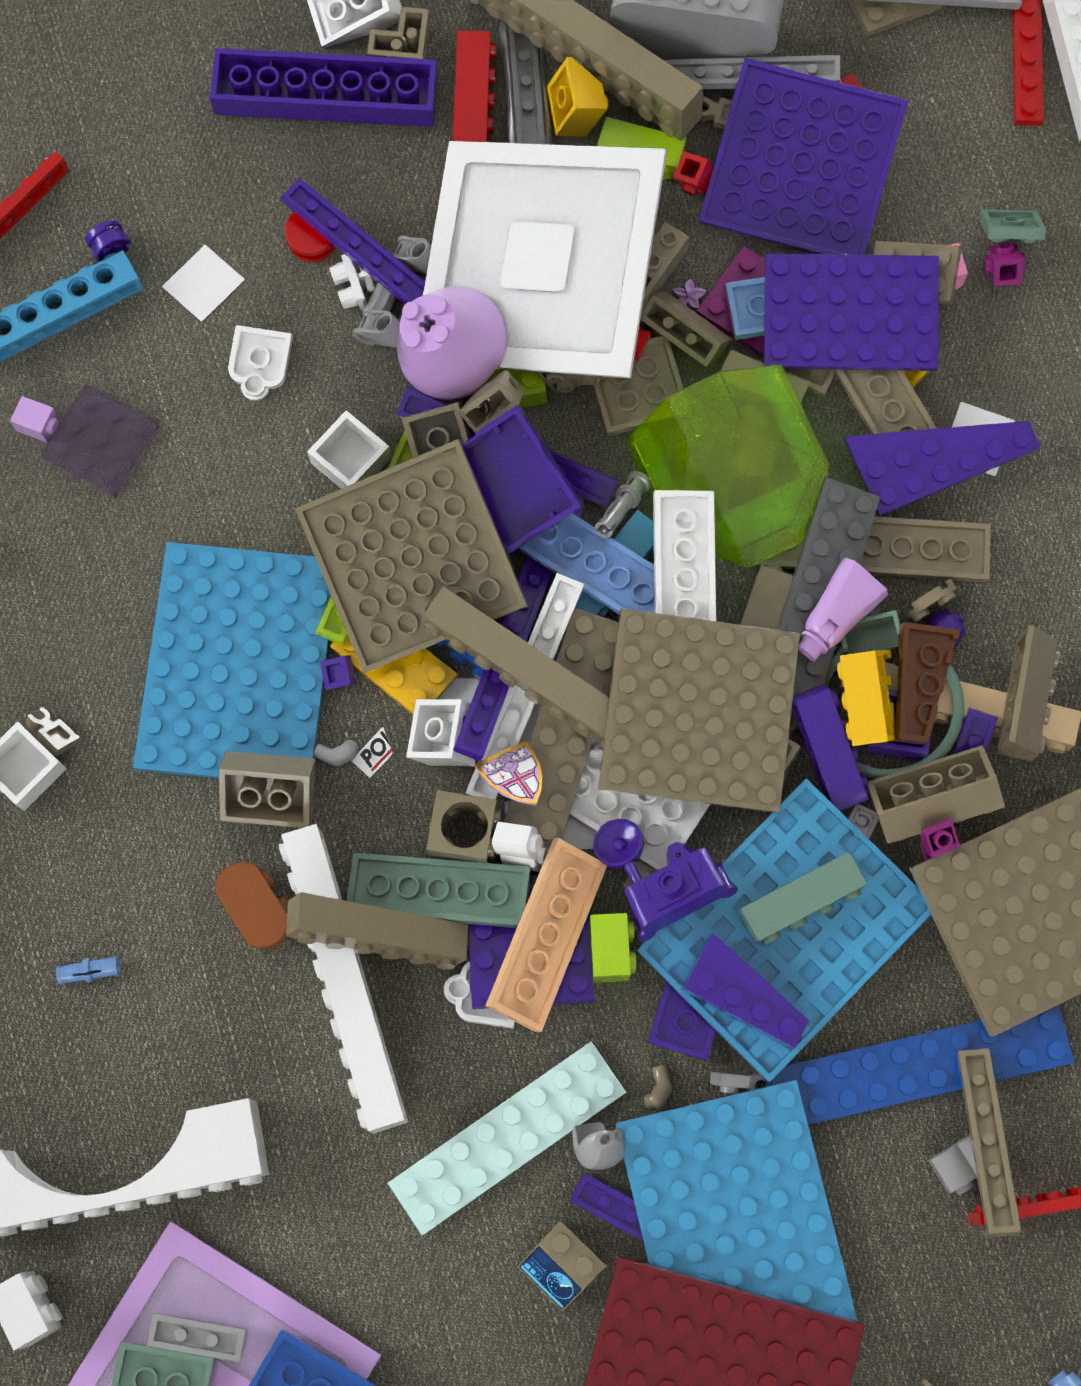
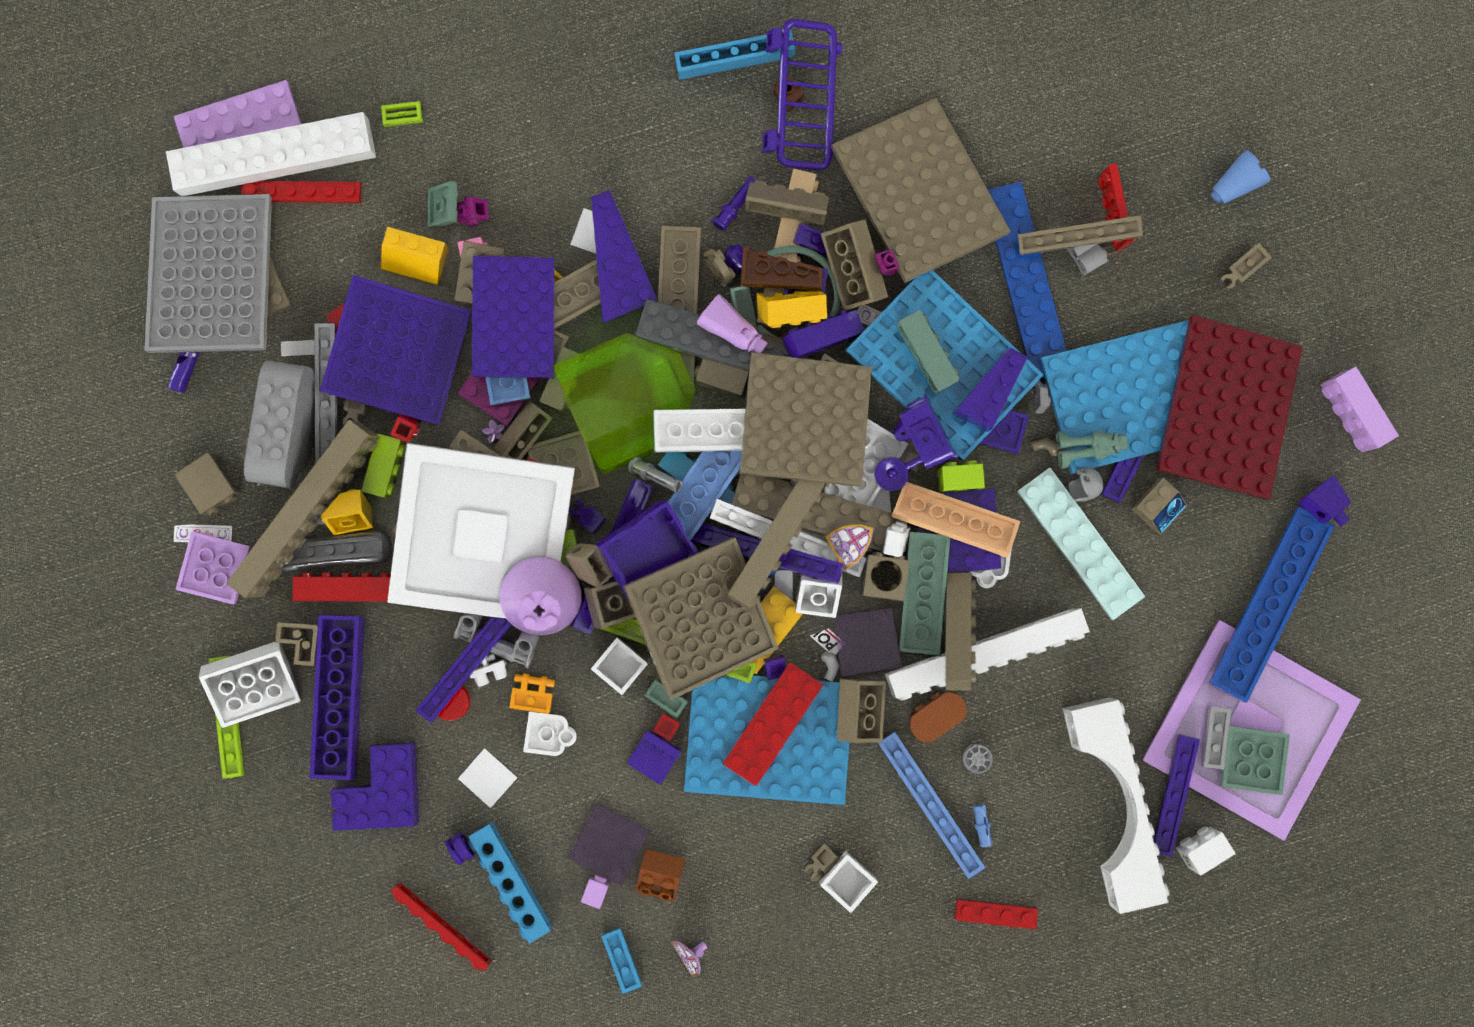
camera: 95 degrees left, 10 degrees up
(51, 506) = (660, 875): none -> dark orange slope
(113, 1270) = (1175, 794): none -> dark purple tile
(123, 894) = (931, 805): none -> medium blue plate
(184, 153) = (390, 797): none -> dark purple piece
(188, 964) = (977, 758): none -> light grey wheel
(219, 502) = (654, 756): none -> dark purple bracket
(256, 665) = (772, 724): none -> red plate
(260, 519) = (666, 727): none -> red plate
(290, 529) = (657, 694): none -> sand green plate
(308, 336) = (532, 700): none -> light orange plate
(370, 807) = (866, 641): none -> clear purple plate
(563, 419) = (588, 518): none -> dark purple plate
(660, 1166) = (1101, 444): none -> sand green piece
(807, 39) = (296, 348): none -> white sticker
(939, 189) = (413, 256): none -> yellow slope
(1014, 621) = (730, 210): none -> dark purple pin

